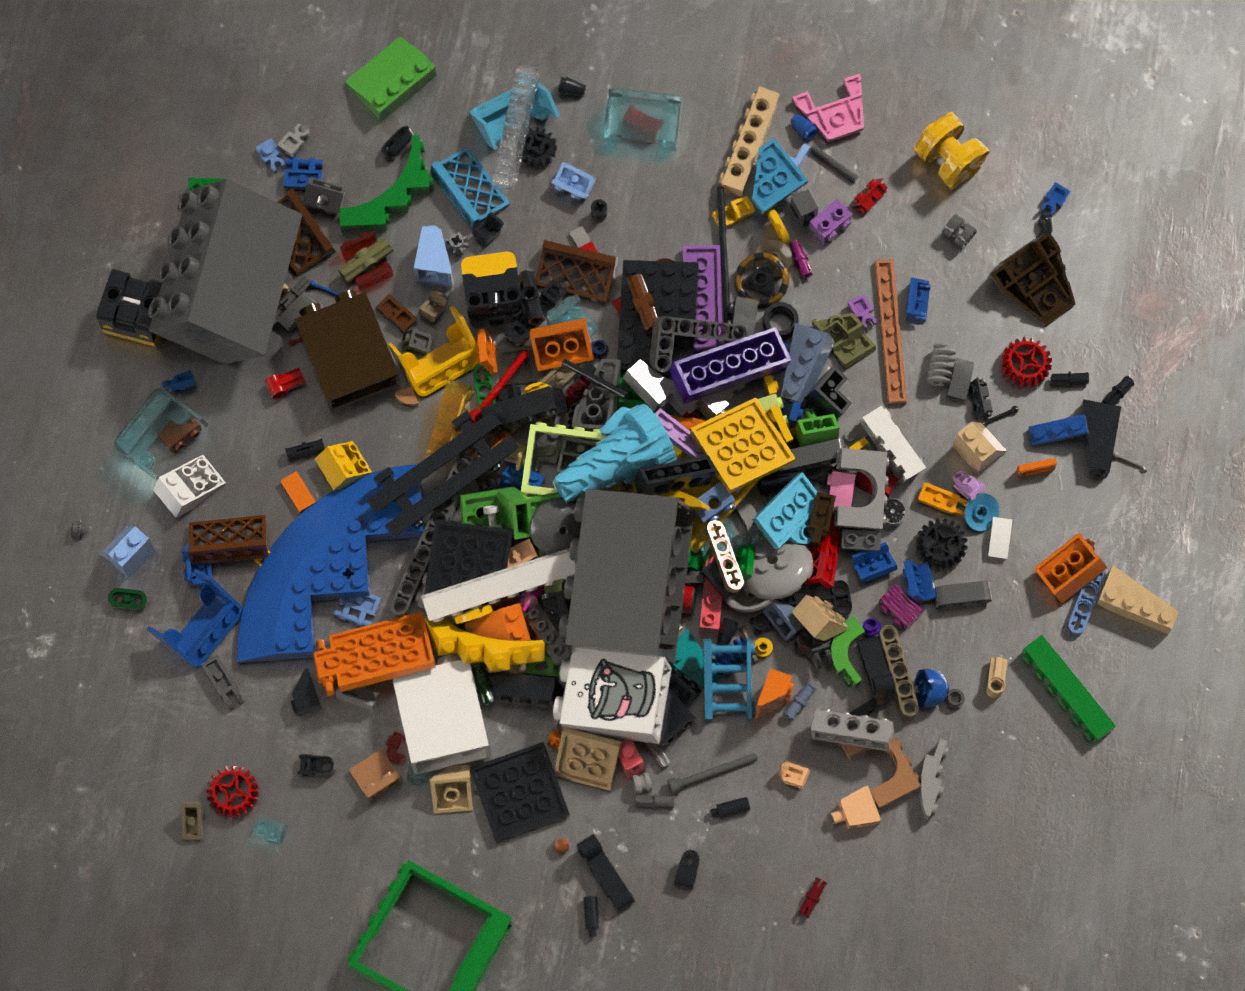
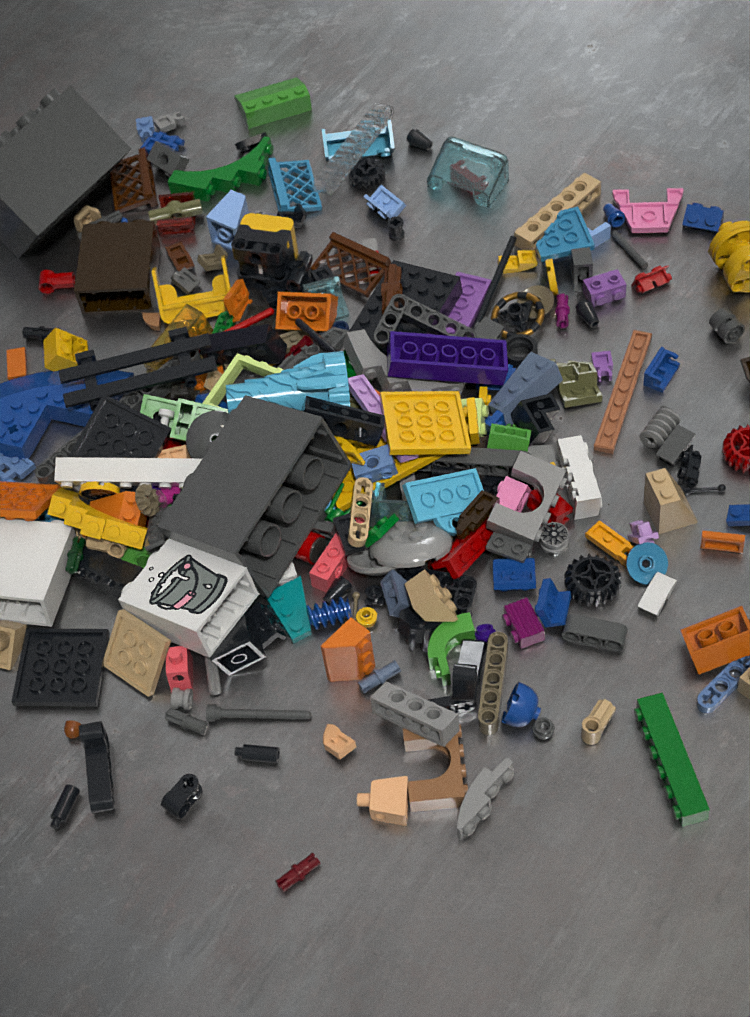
camera: 30 degrees right, 20 degrees down
(527, 610) = (150, 505): none -> dark tan gear
(711, 669) = (299, 611): dark azure fence -> none
(825, 255) = (587, 312): none -> black cone
(891, 104) = (702, 217): none -> blue bracket

